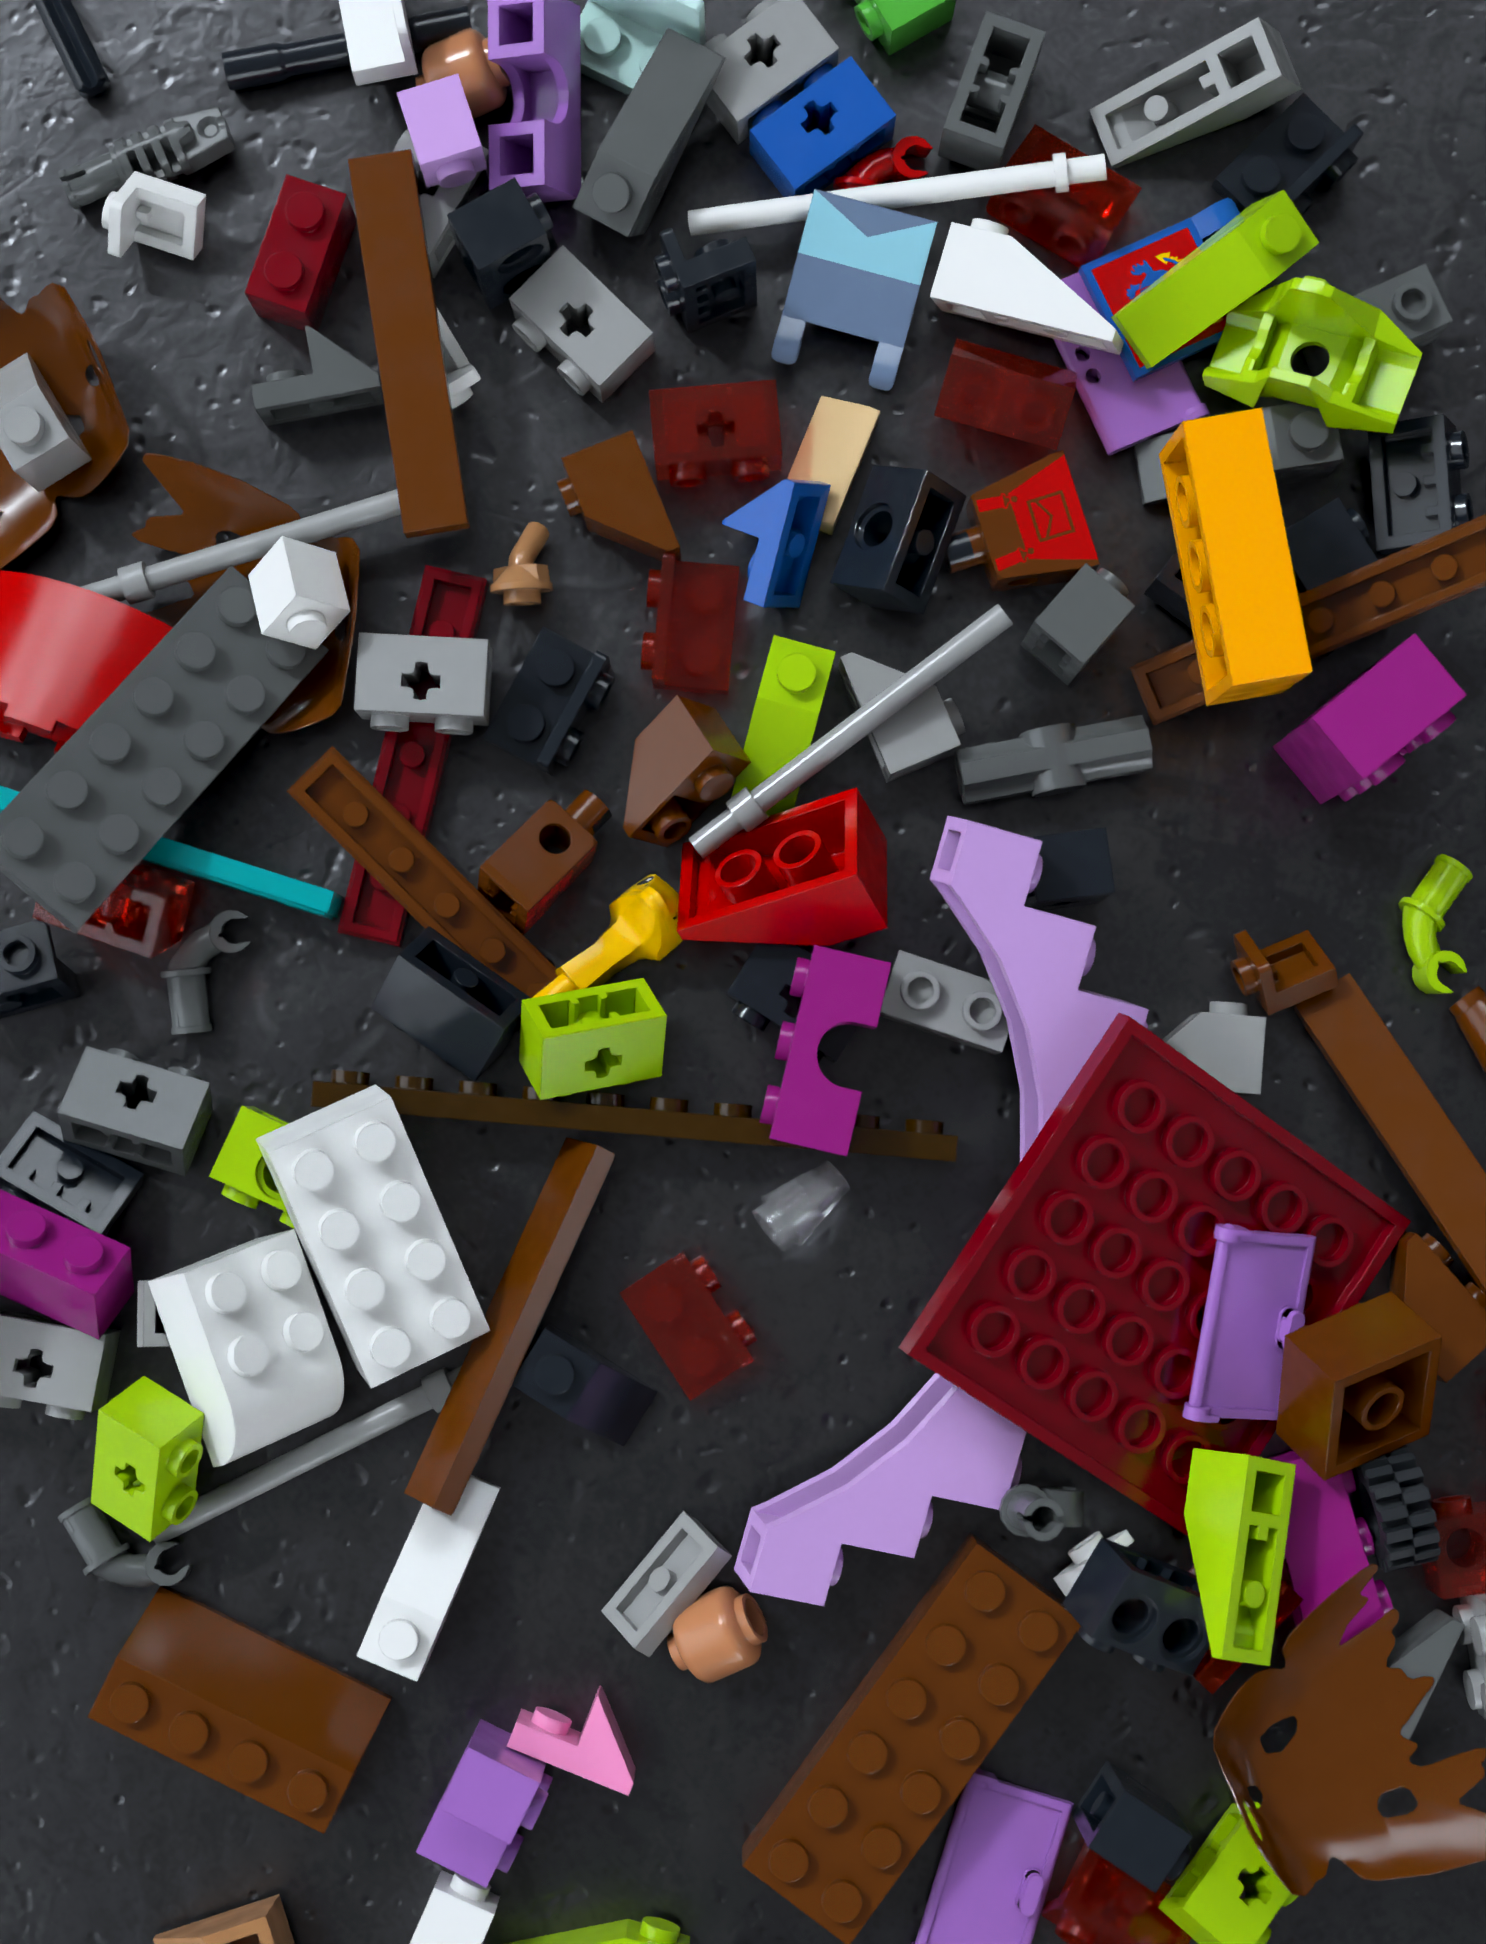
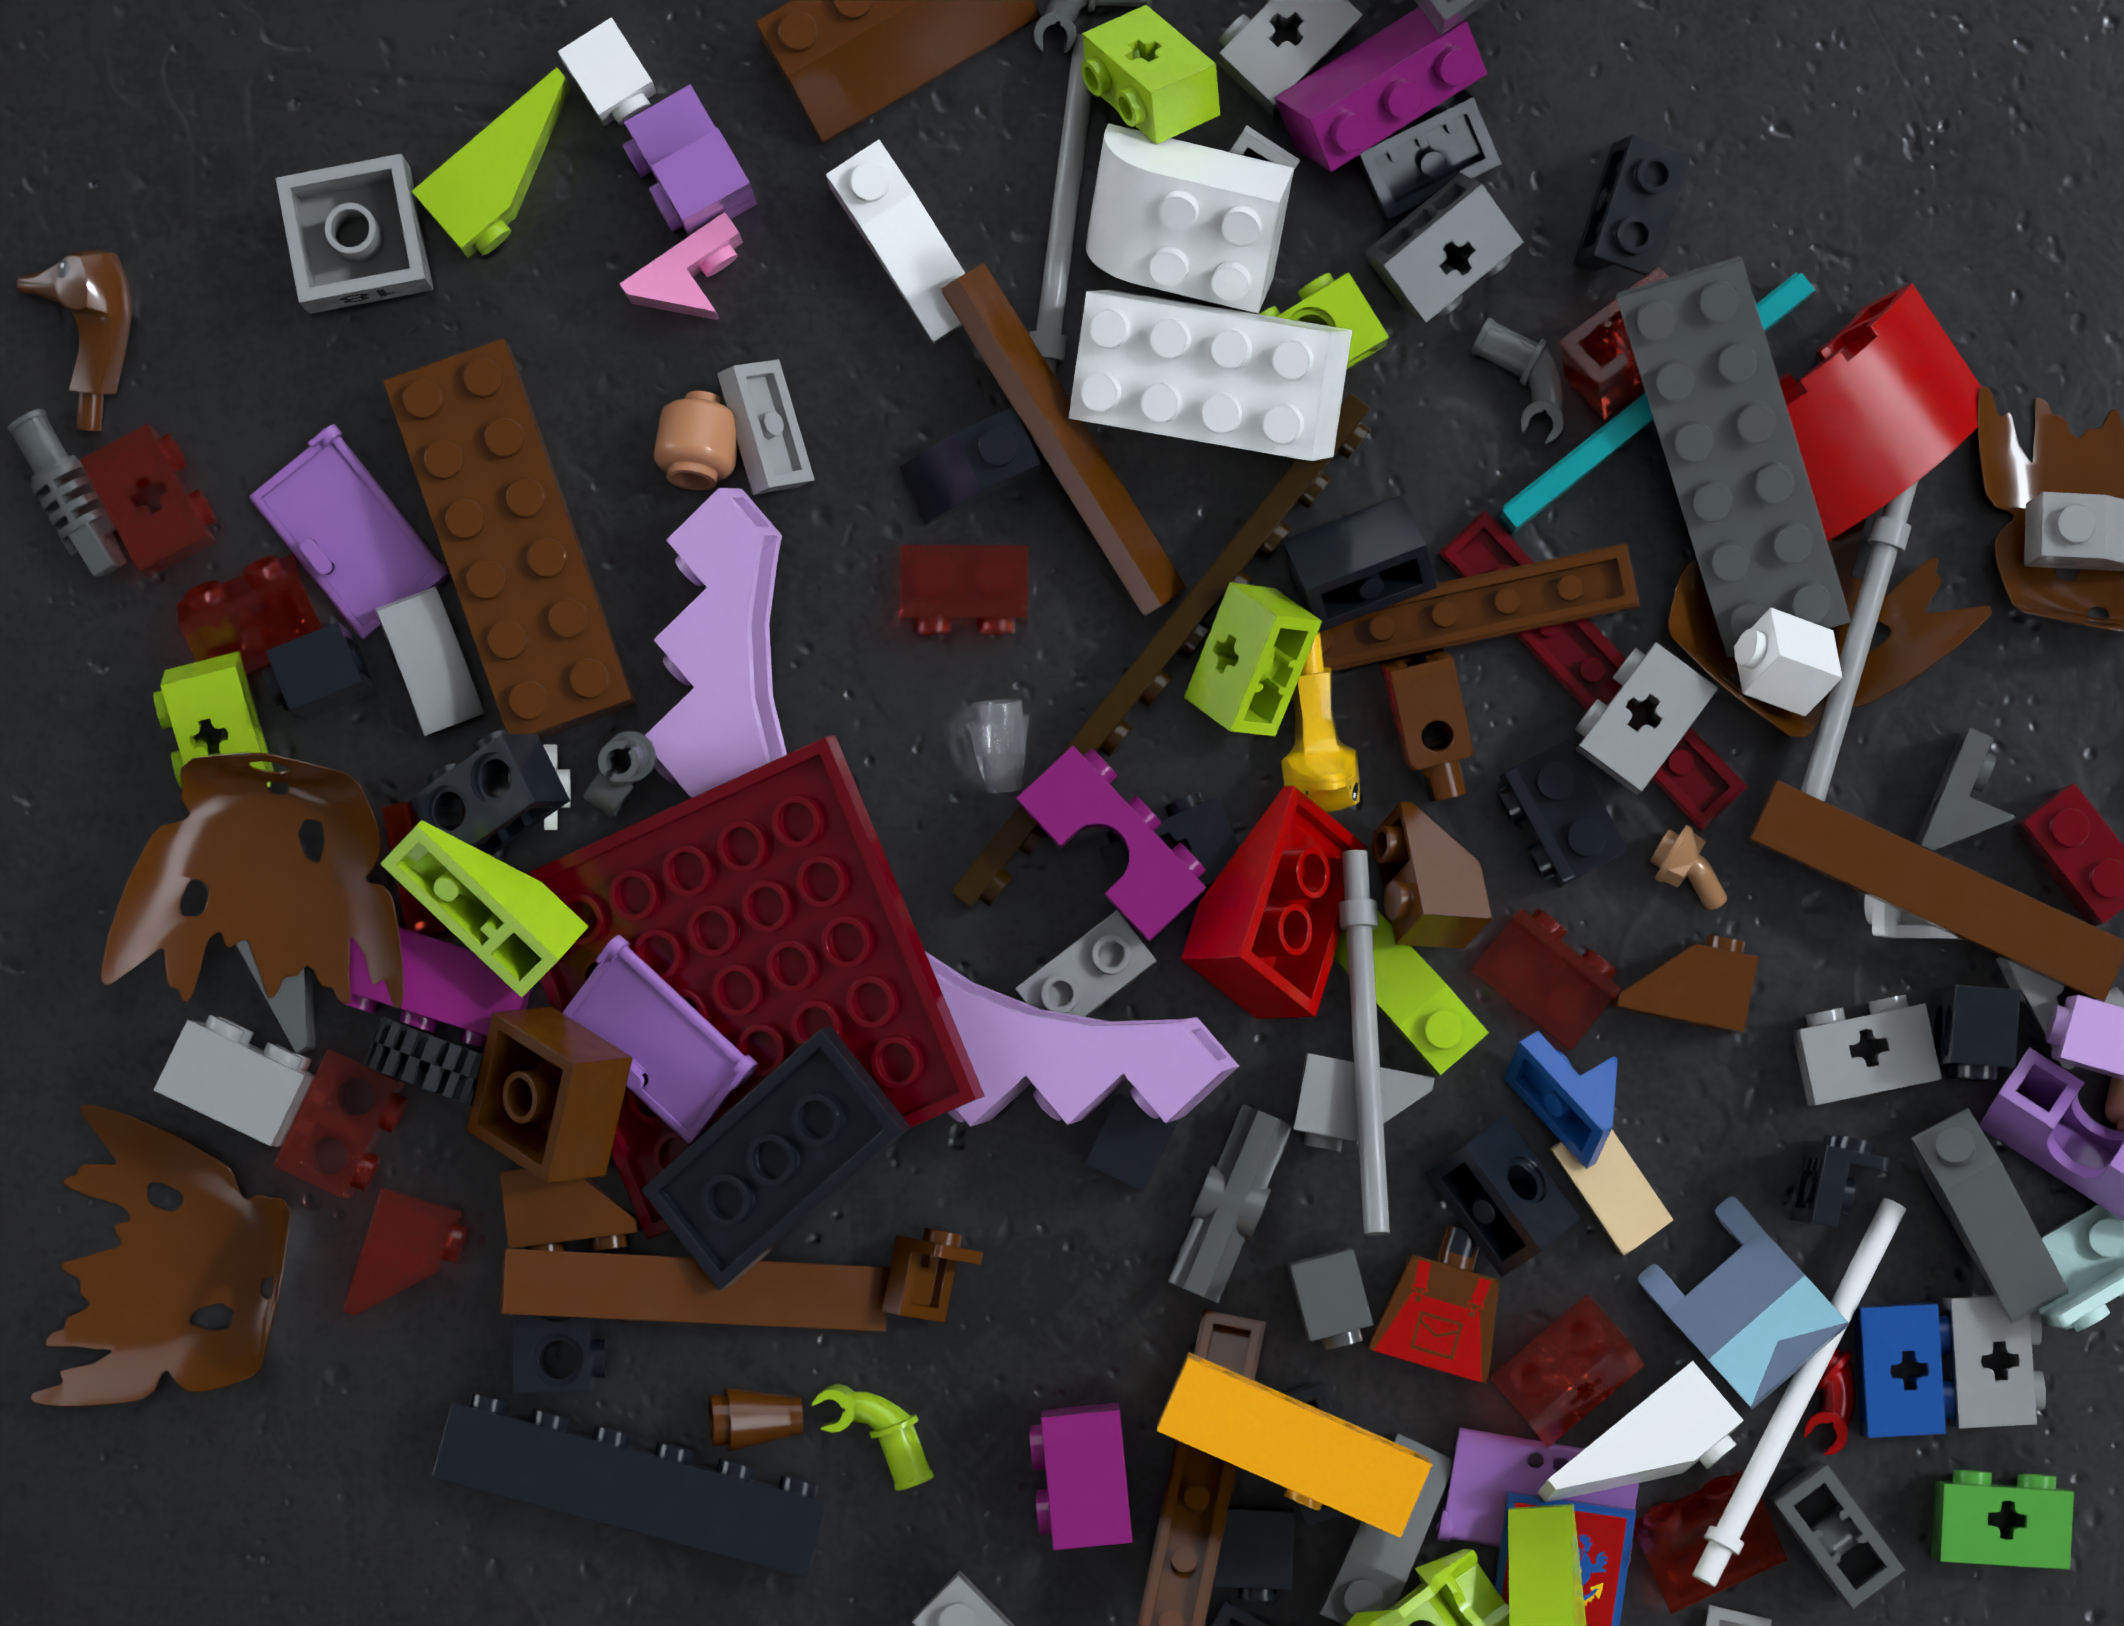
camera: 130 degrees right, 0 degrees up
(747, 421) = (1729, 1086): clear red brick -> none
(1055, 1736) = (429, 661): none -> light grey slope
(1224, 1045) = (901, 1178): light grey slope -> none
(1285, 1155) = (775, 1158): none -> black plate

